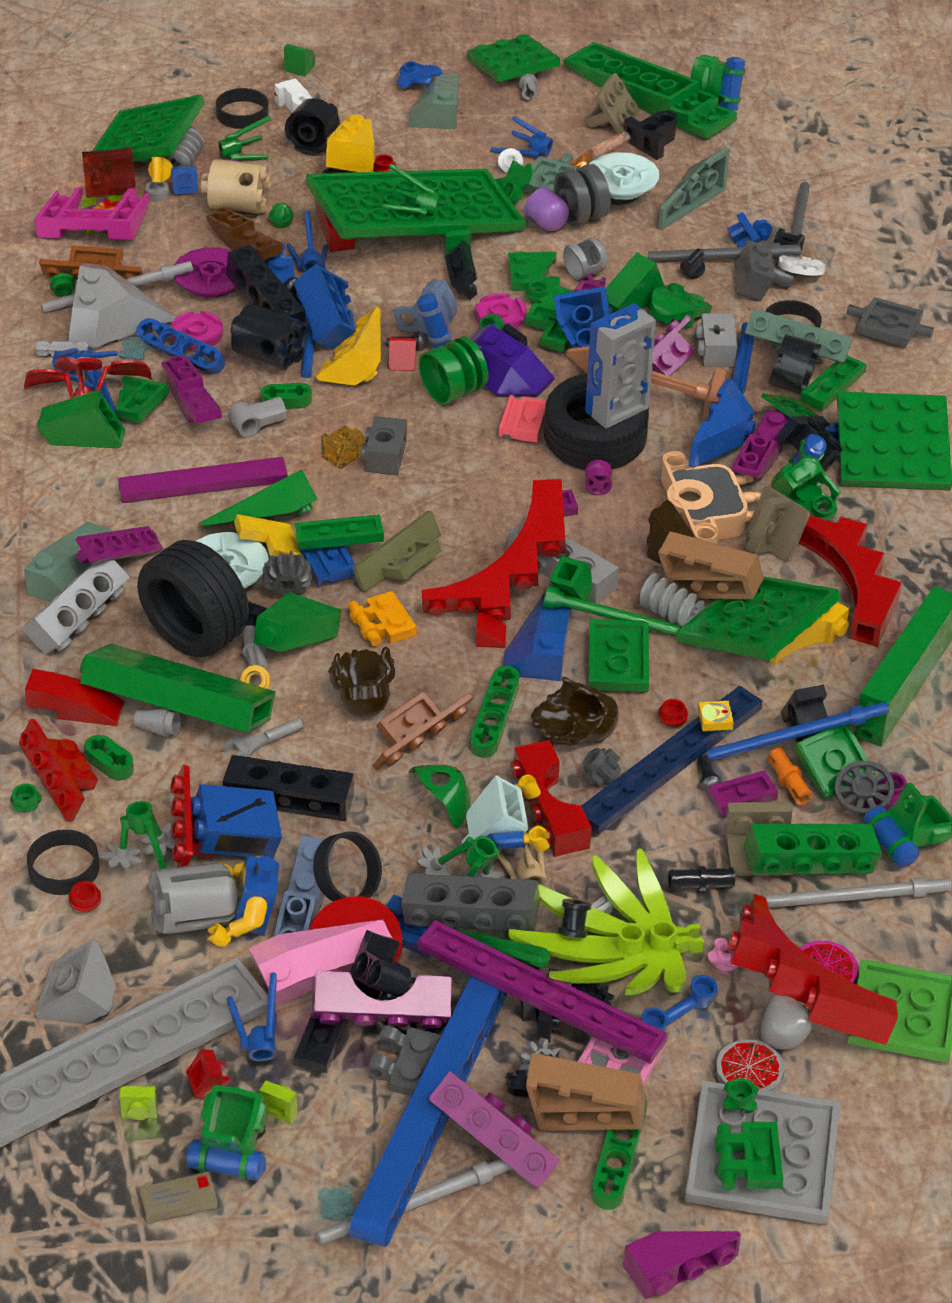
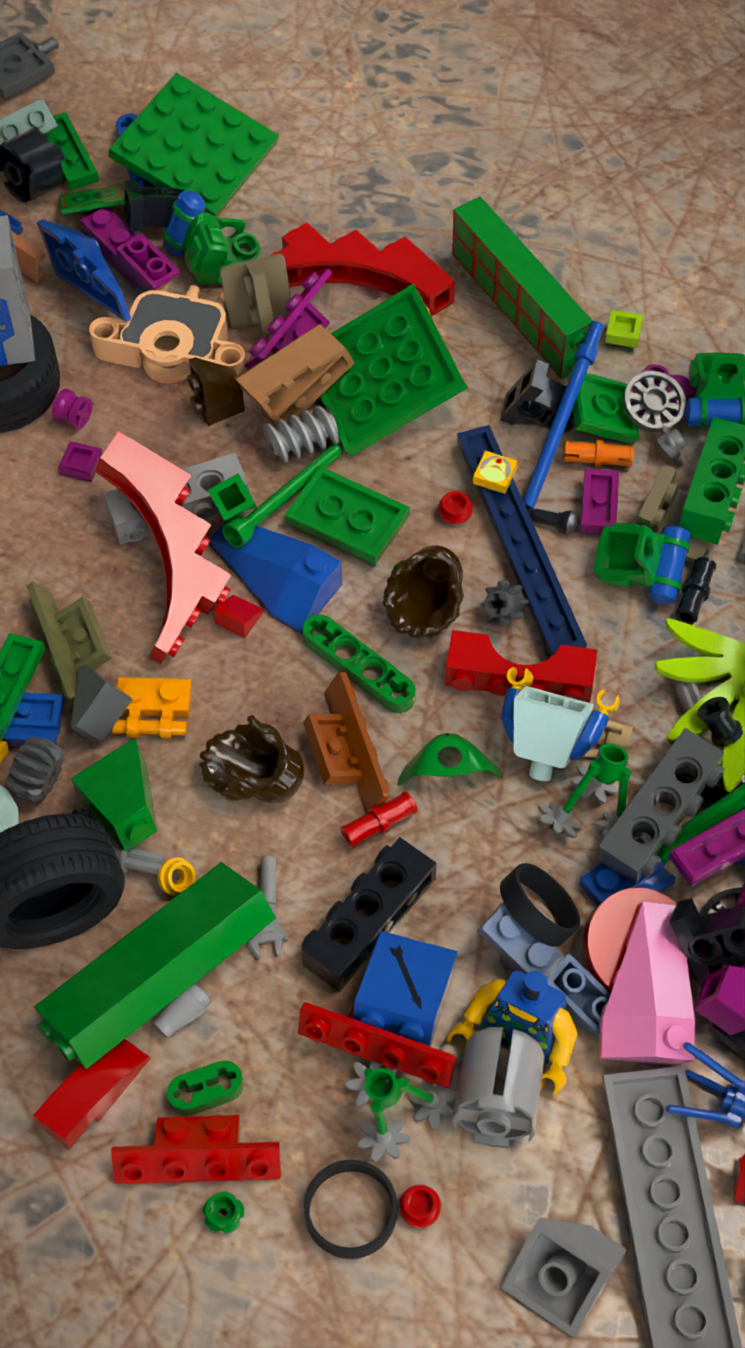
camera: 60 degrees left, 15 degrees up
(358, 583) = (96, 705): none -> dark grey slope
(369, 767) = (379, 819): none -> red pin
(701, 831) = (640, 557): none -> green piece
(774, 556) = (297, 321): none -> magenta bracket
(834, 813) = (673, 443): none -> light grey plate
(929, 750) = (624, 328): none -> lime plate

